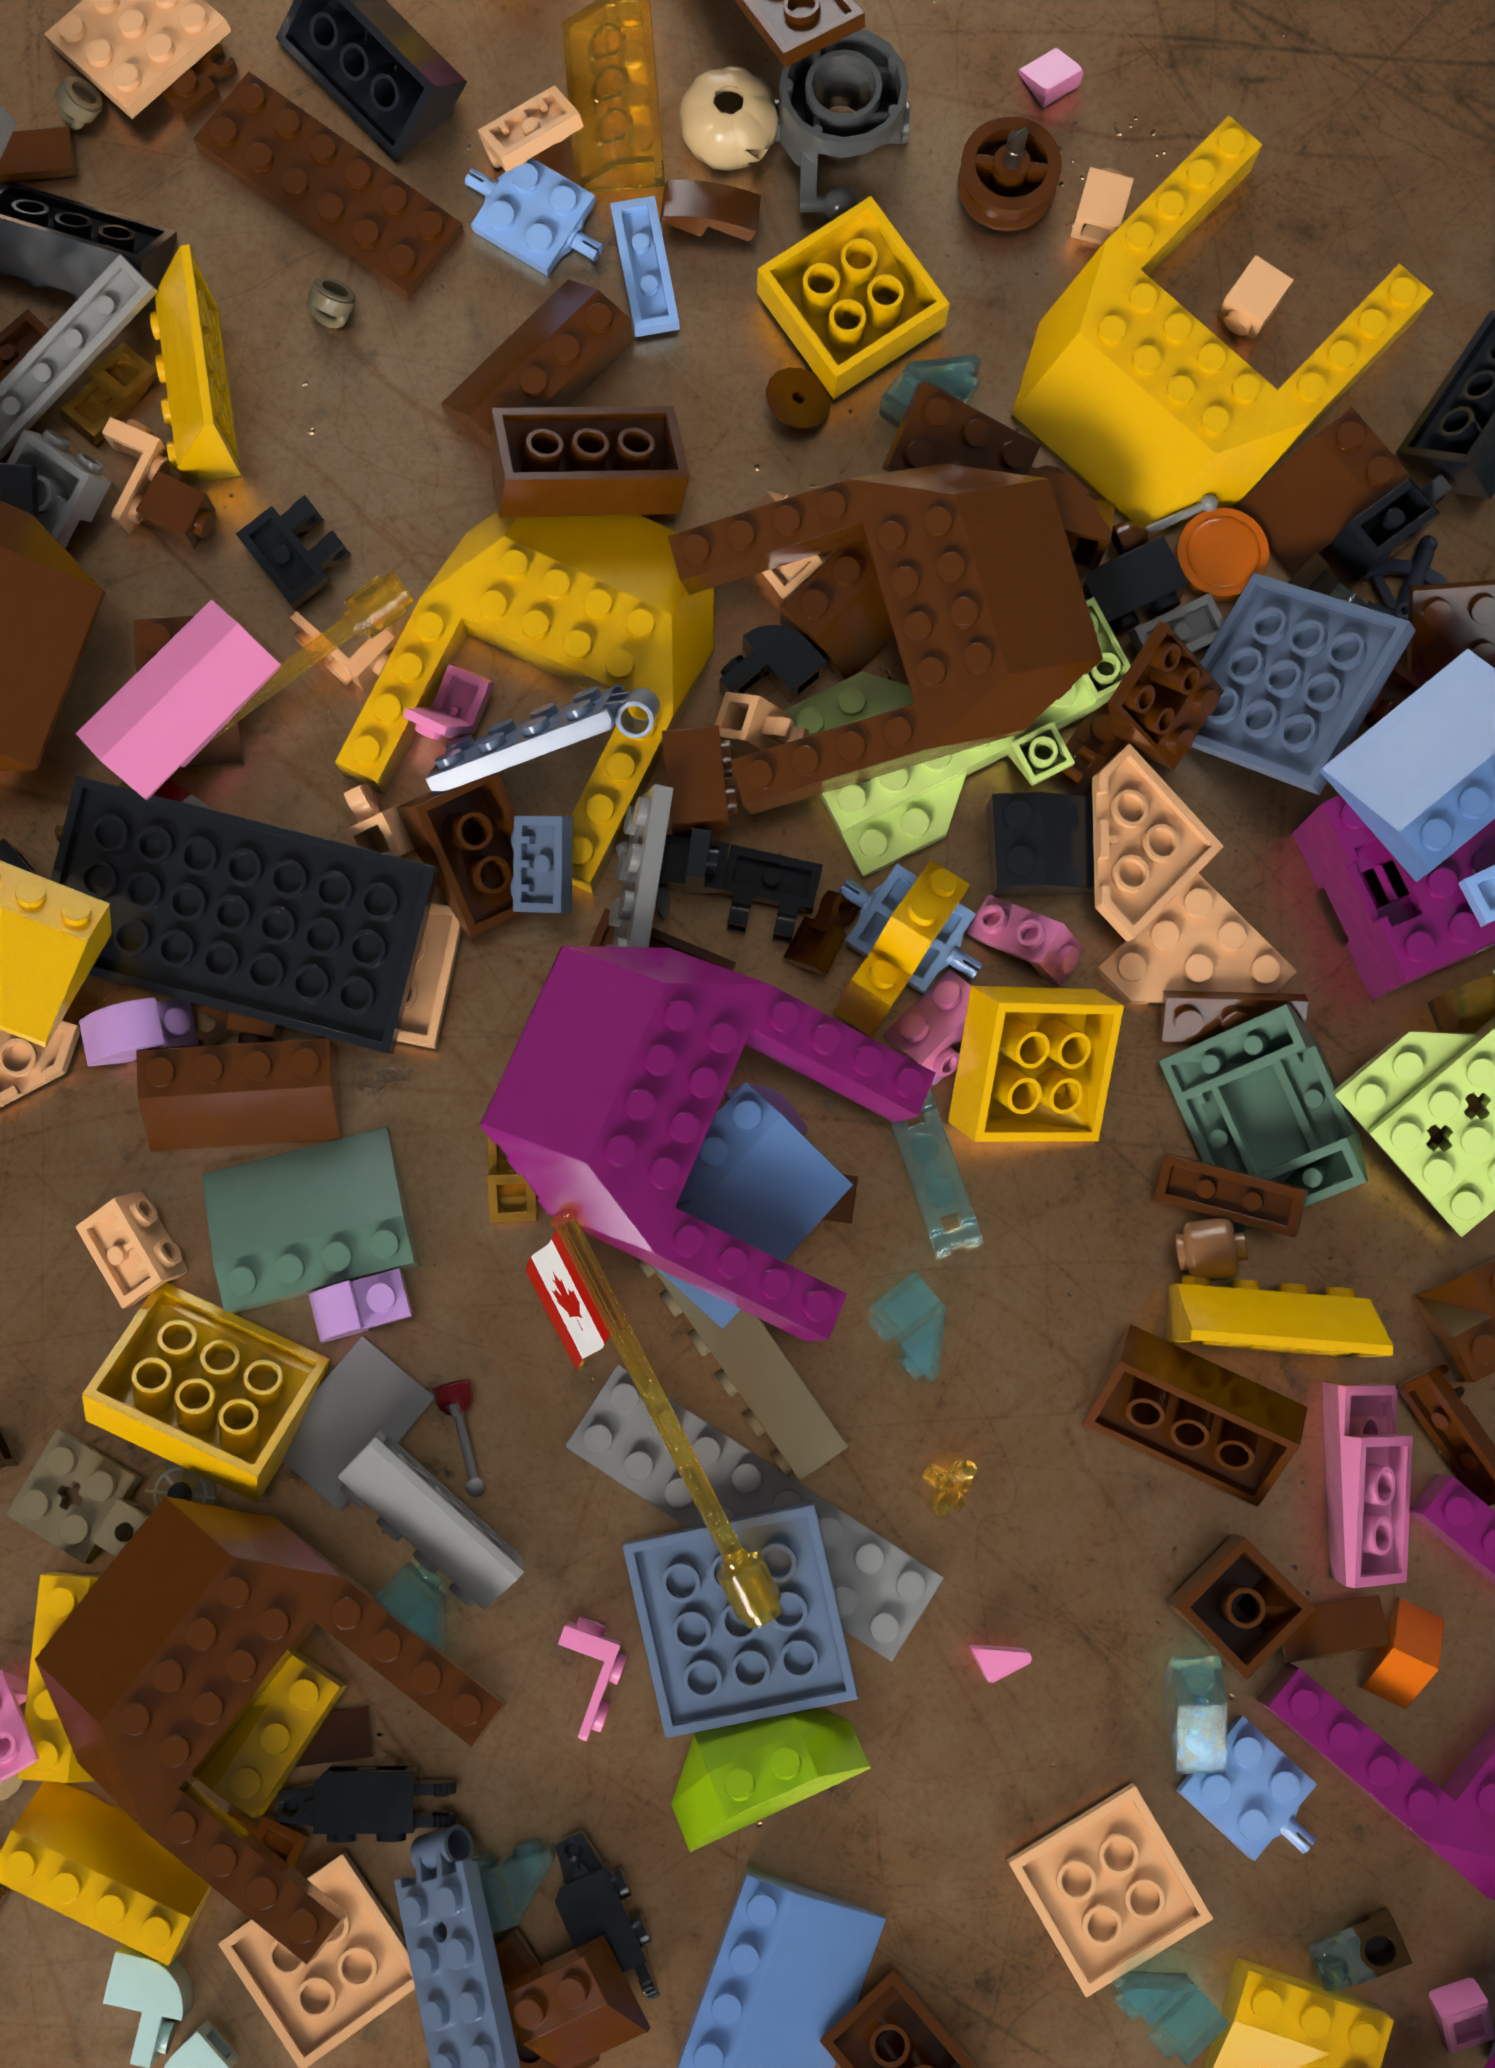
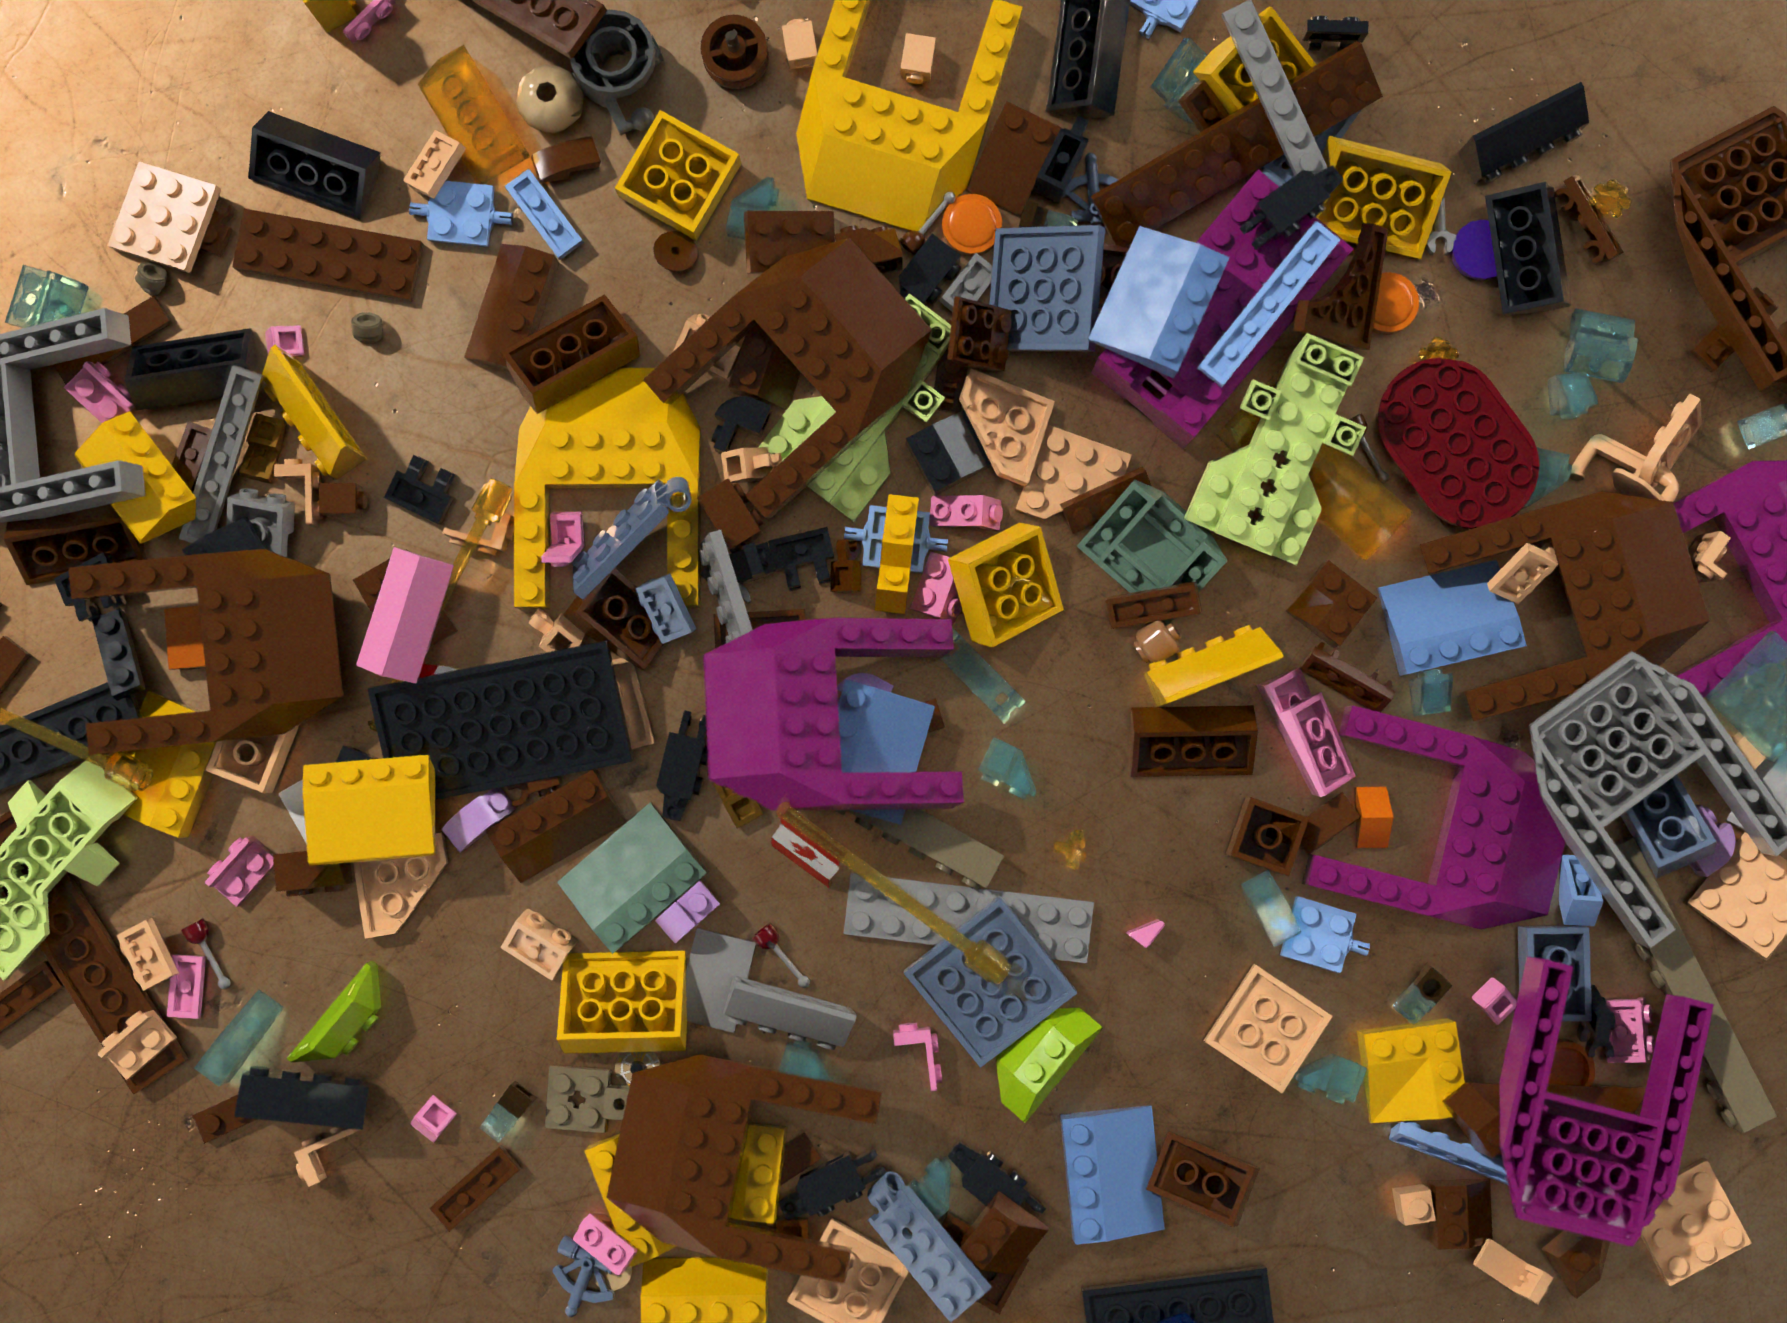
camera: 20 degrees left, 5 degrees up
(218, 266) = (287, 338): none -> bright pink slope
(452, 1101) = (681, 768): none -> black hinge

